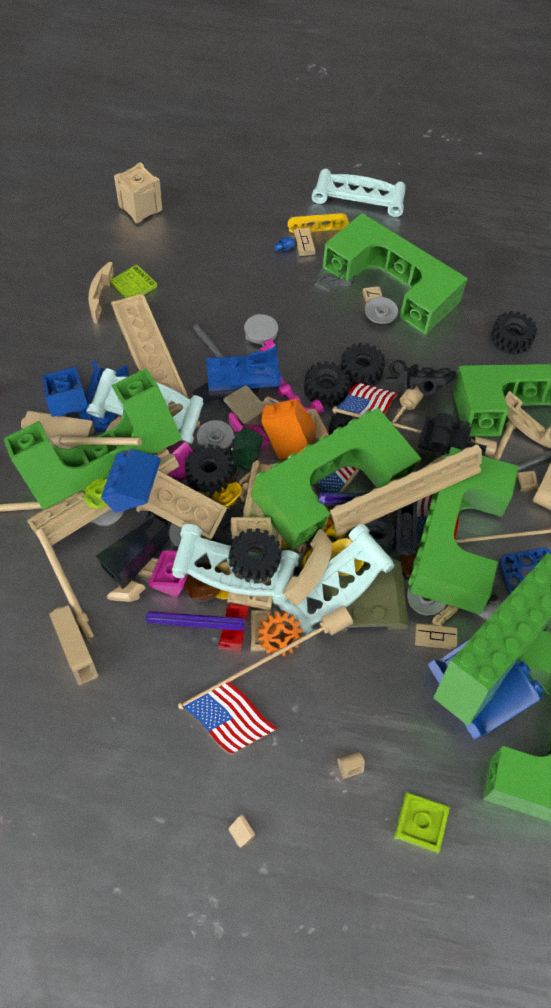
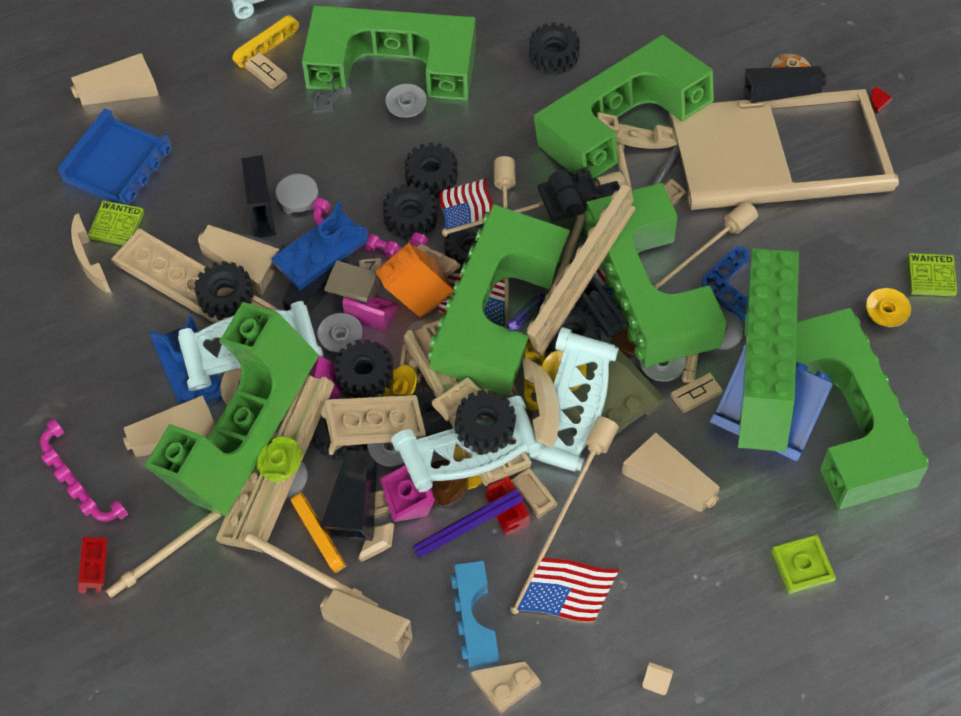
camera: 30 degrees left, 0 degrees up
(61, 440) = (240, 407): tan bar -> none
(64, 392) = (148, 382): blue brick -> none
(91, 567) = (319, 535): none -> light orange beam
(130, 480) = (306, 425): blue slope -> none
(133, 755) = (506, 683): none -> tan wing
(138, 192) = (44, 117): tan container -> none
(161, 352) = (218, 278): none -> black tyre
(163, 666) = (480, 642): none -> dark azure arch
(164, 243) = (113, 159): none -> blue panel
(191, 348) = (250, 254): none -> tan slope
(203, 197) = (115, 82): none -> tan slope
(232, 316) = (258, 196): none -> black slope
(246, 448) = (388, 325): clear green brick -> none
(271, 634) = (556, 481): orange gear -> none
(285, 244) = (248, 84): blue cylinder -> none
(351, 764) = (708, 556): tan brick -> none
(370, 684) = (670, 473): none -> tan slope
(371, 292) = (381, 88): tan tile -> none
(427, 379) = (506, 145): black plate -> none

